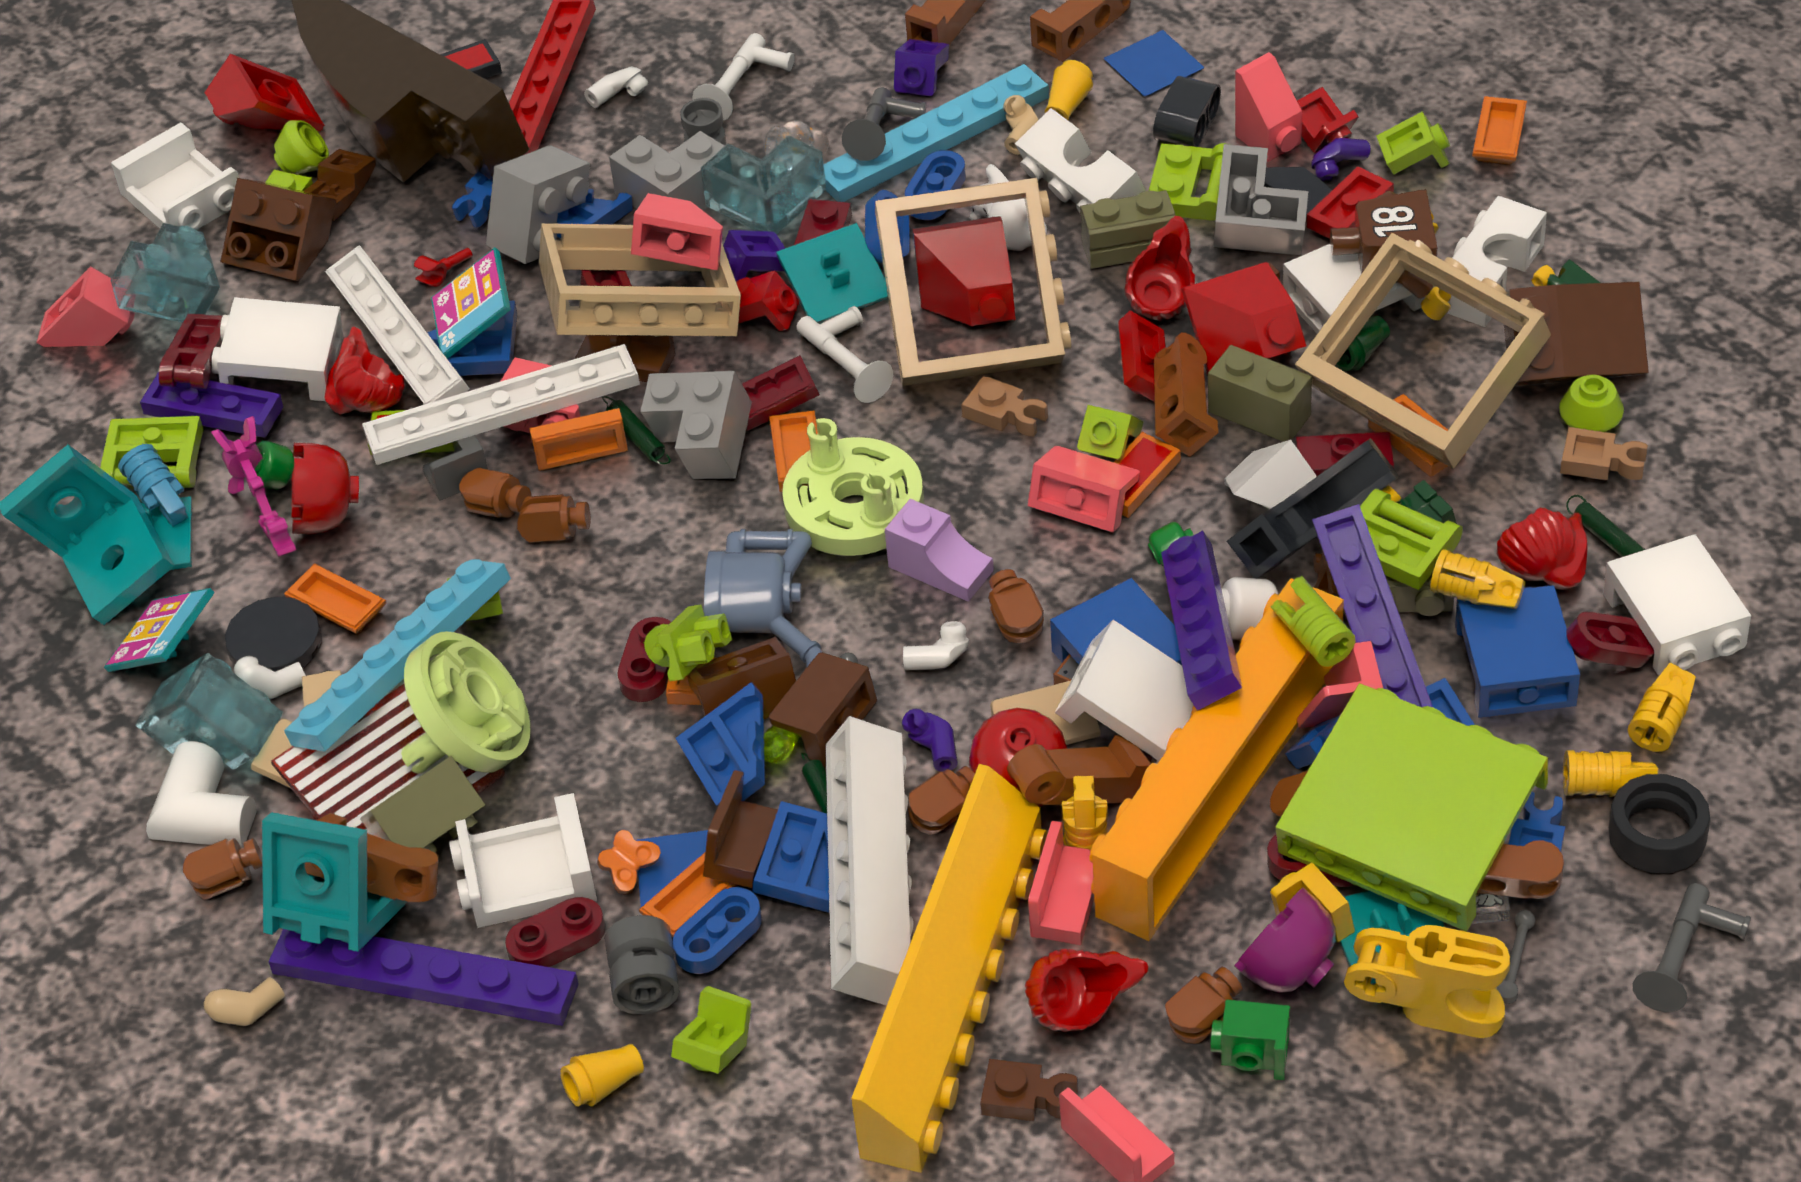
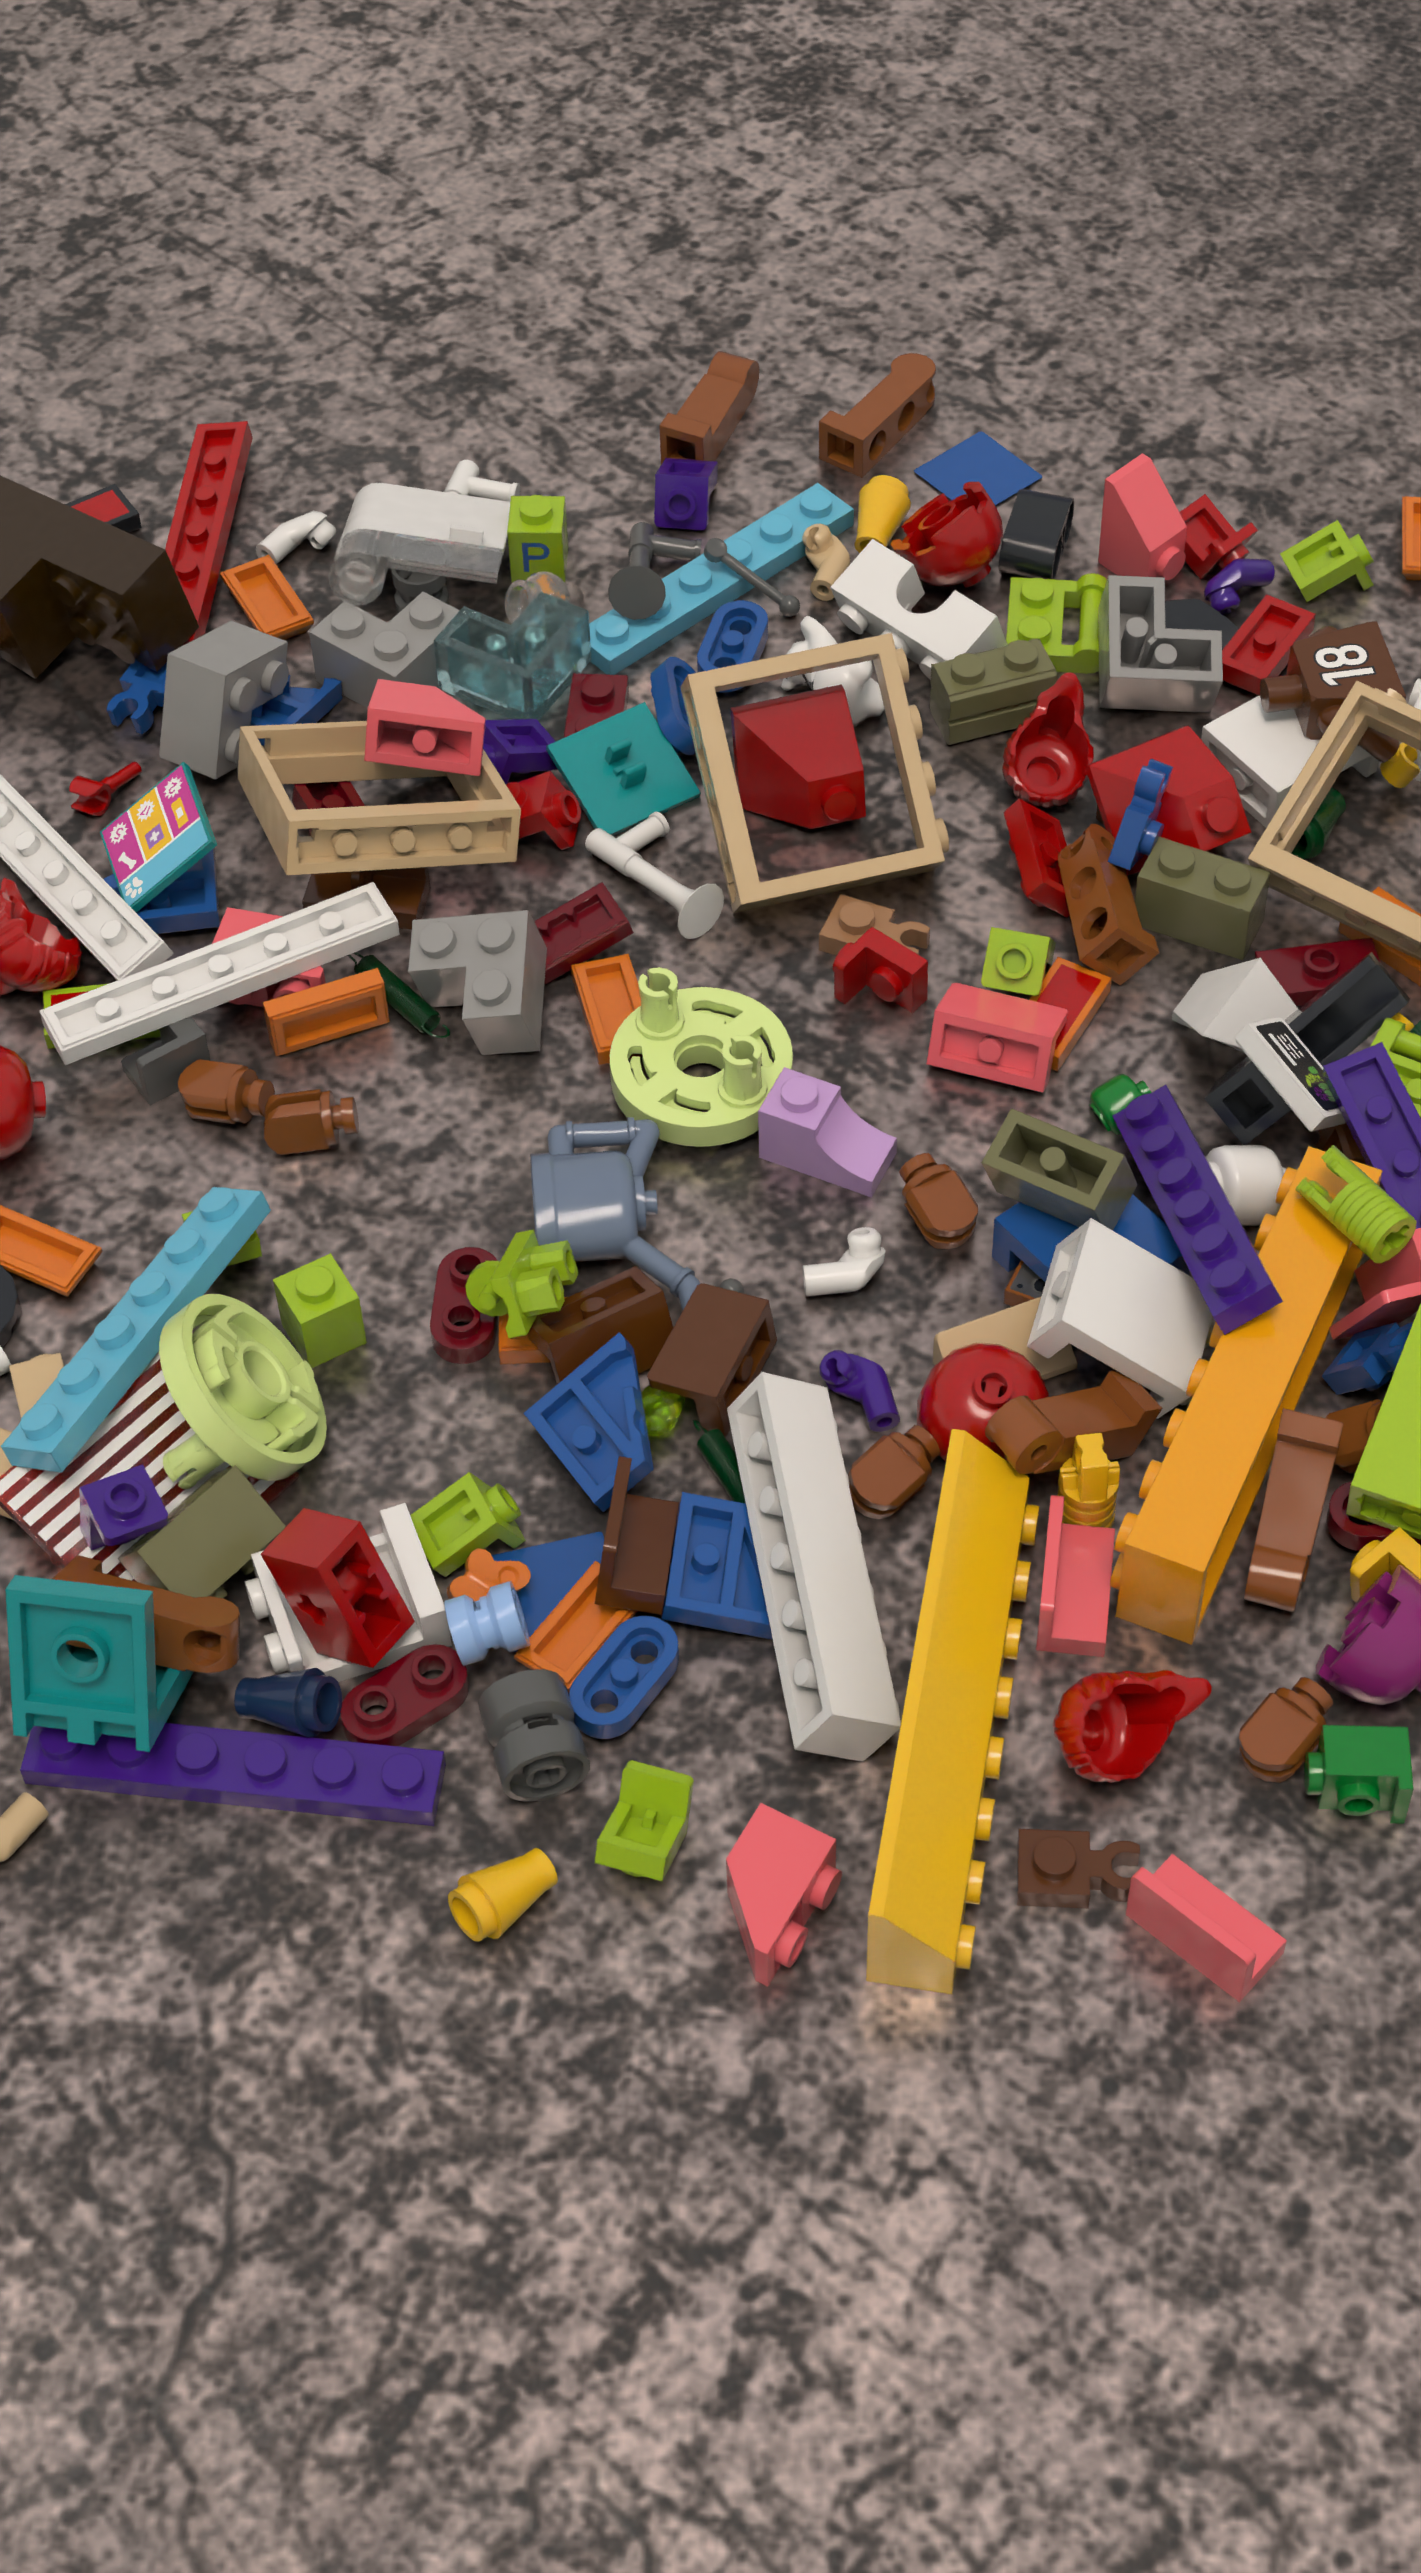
camera: 10 degrees left, 5 degrees up
(363, 780) = (120, 1508): none -> dark purple bracket
(471, 928) = (292, 1701): none -> dark blue cone
(512, 847) = (338, 1587): none -> red brick
(537, 654) = (320, 1310): none -> lime brick
(587, 131) = (267, 598): none -> orange tile
(619, 808) = (465, 1519): none -> lime bracket
(624, 882) = (487, 1623): none -> light blue wheel
(703, 87) = (417, 534): none -> door
(798, 94) = (537, 536): none -> lime brick
(803, 1082) = (775, 1883): none -> coral slope
(932, 112) = (717, 551): none -> dark grey hinge
(1005, 431) = (883, 966): none -> red bracket
(1097, 585) = (1058, 1171): none -> olive brick
(1117, 112) = (953, 538): none -> red cylinder
(1216, 330) = (1139, 825): none -> blue plate
(1237, 845) = (1292, 1508): none -> dark orange leg
(1290, 522) = (1291, 1071): none -> white tile

